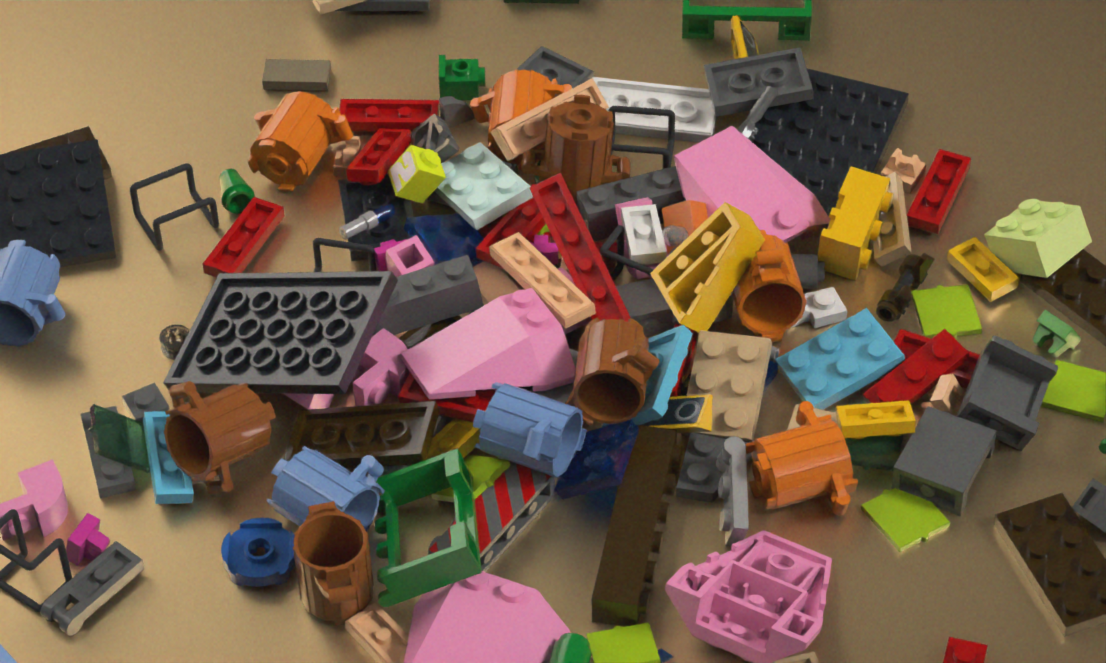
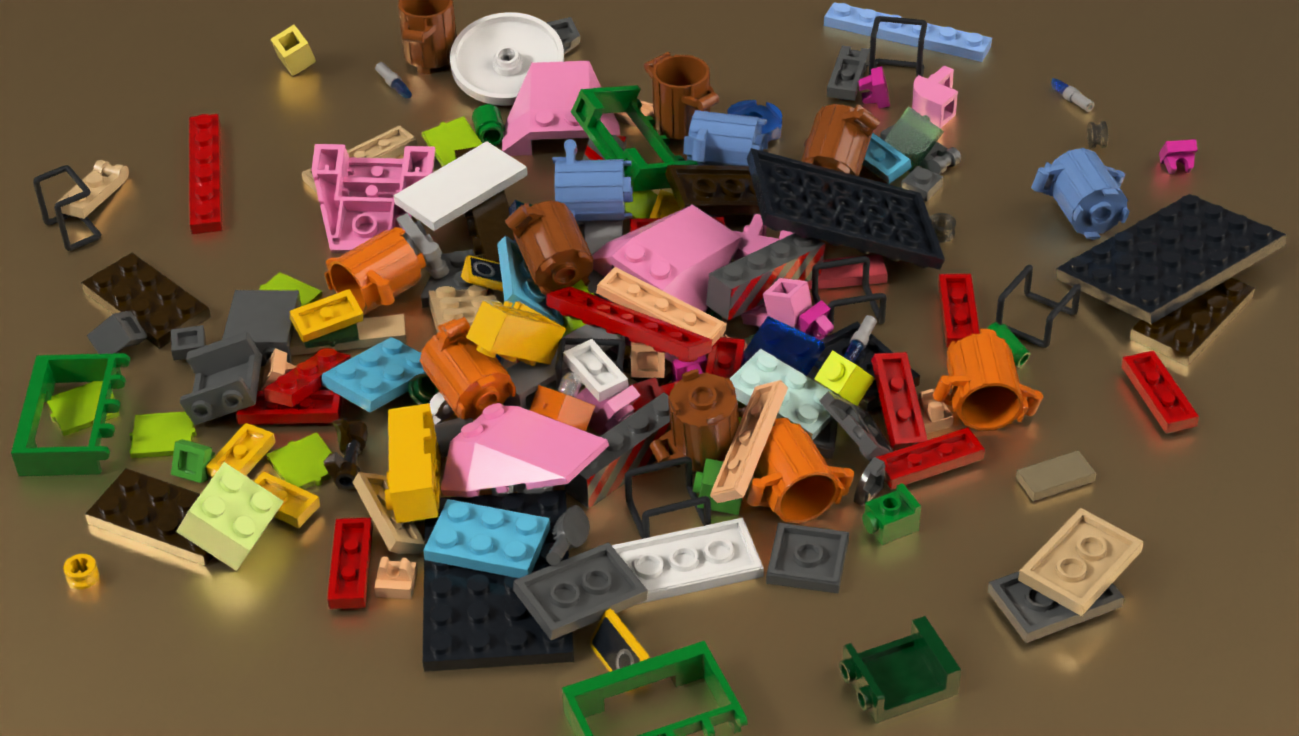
camera: 155 degrees right, 5 degrees down
(145, 106) = (1160, 392): none -> red plate
(657, 534) = (460, 185): none -> white tile
(802, 331) = (422, 389): none -> dark green plate
(814, 152) = (487, 539): none -> medium azure plate
(1011, 323) = (243, 450): none -> yellow plate
(1028, 475) = (186, 340): none -> dark grey plate

